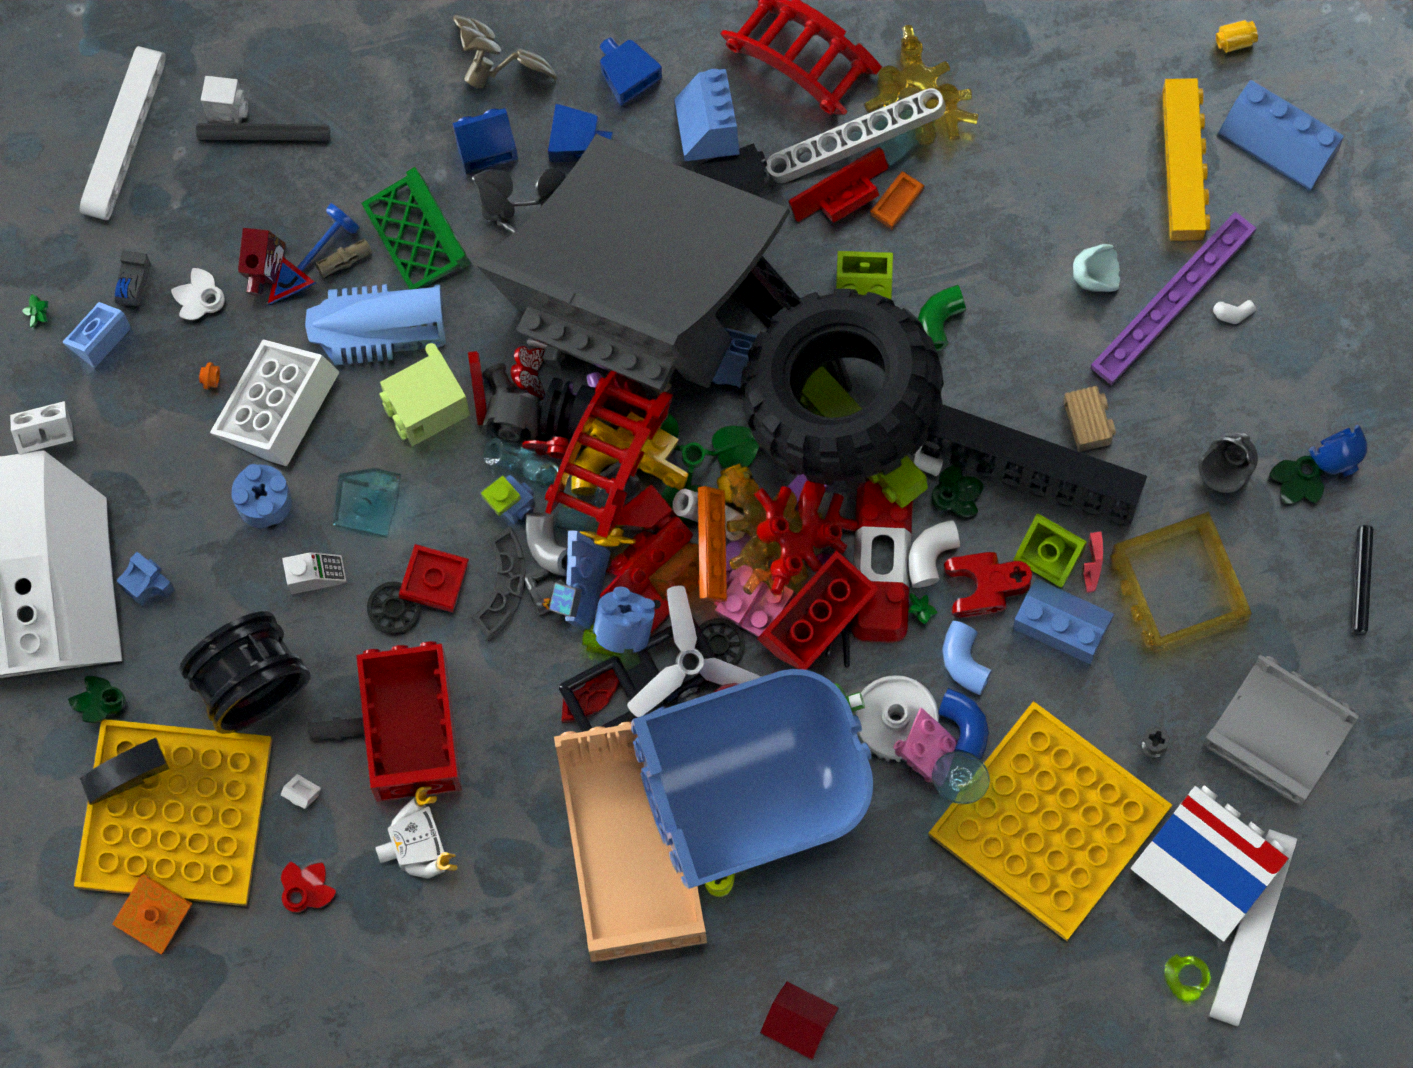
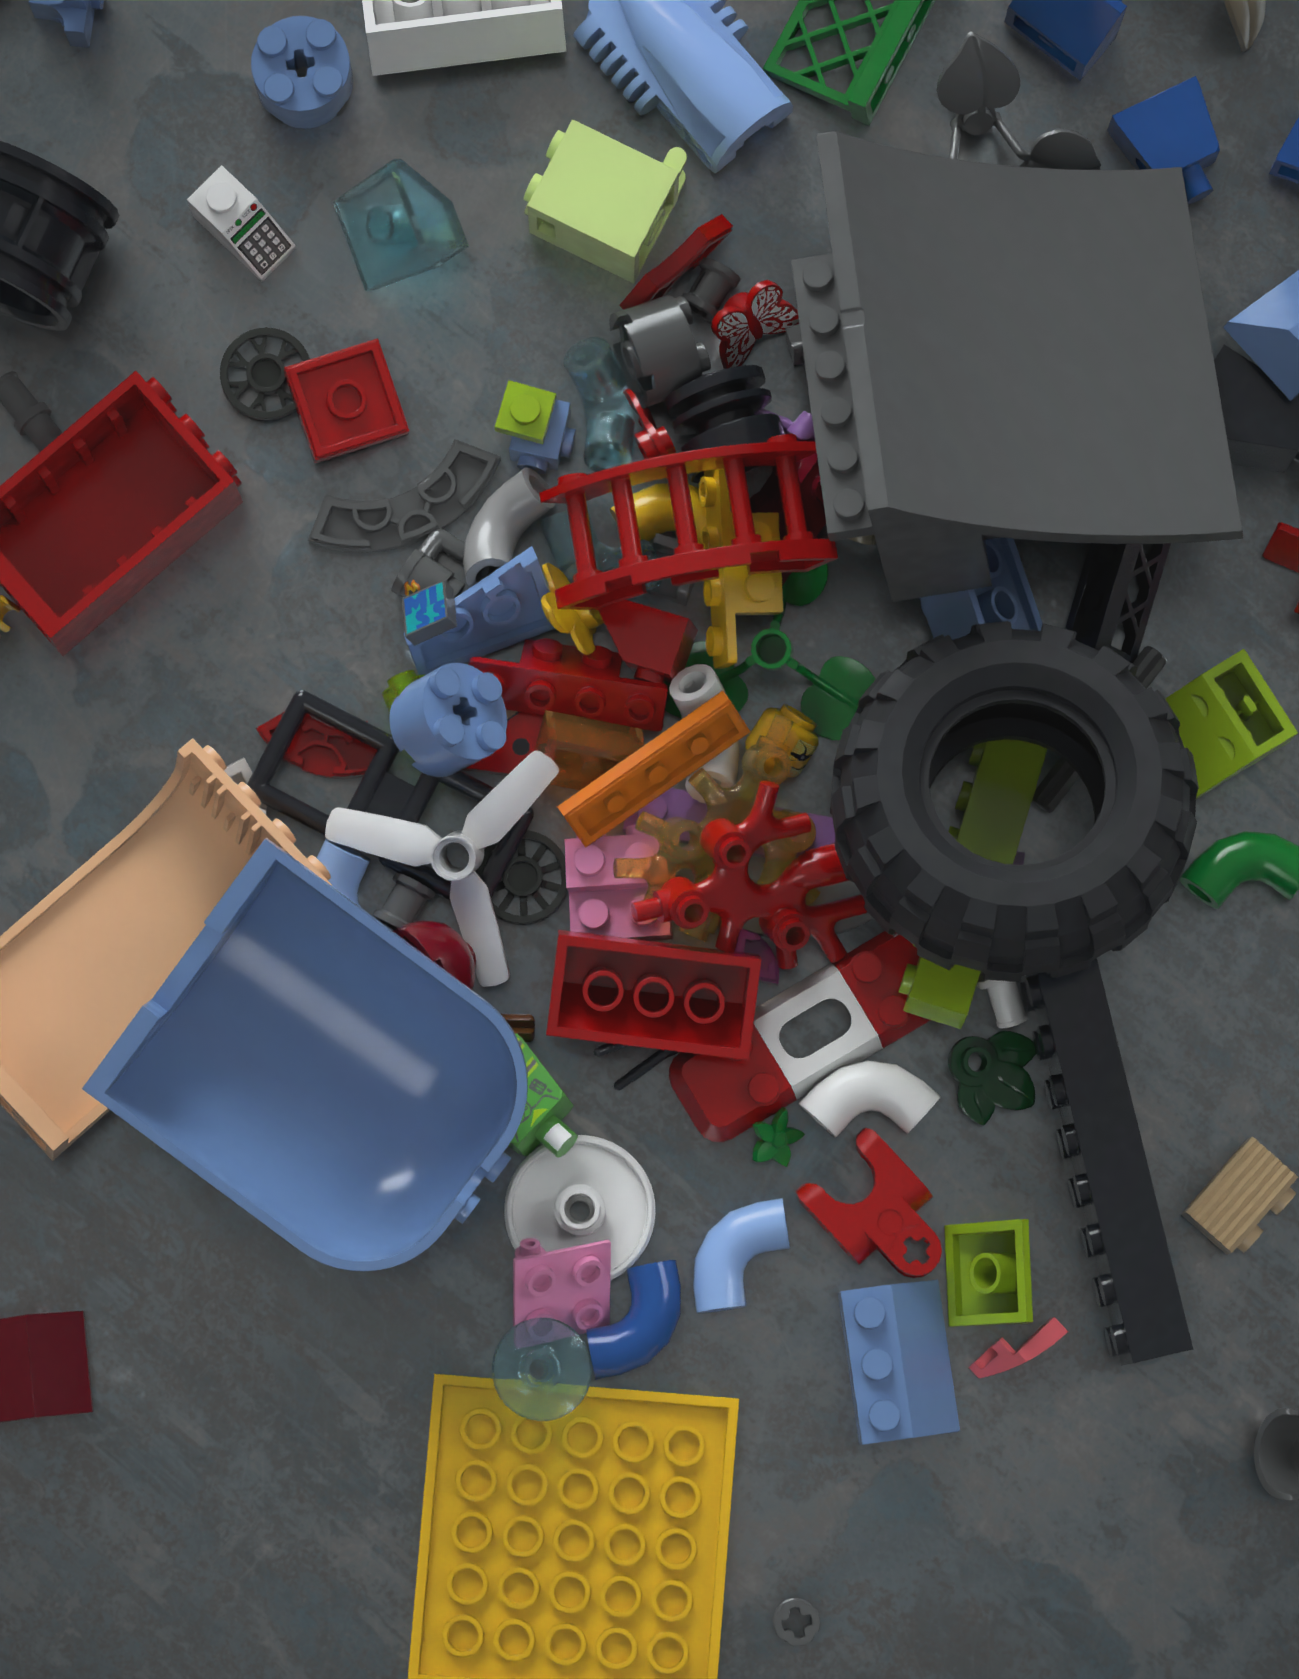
camera: 50 degrees right, 10 degrees up
(1140, 611) = (1138, 1552): clear yellow window -> none

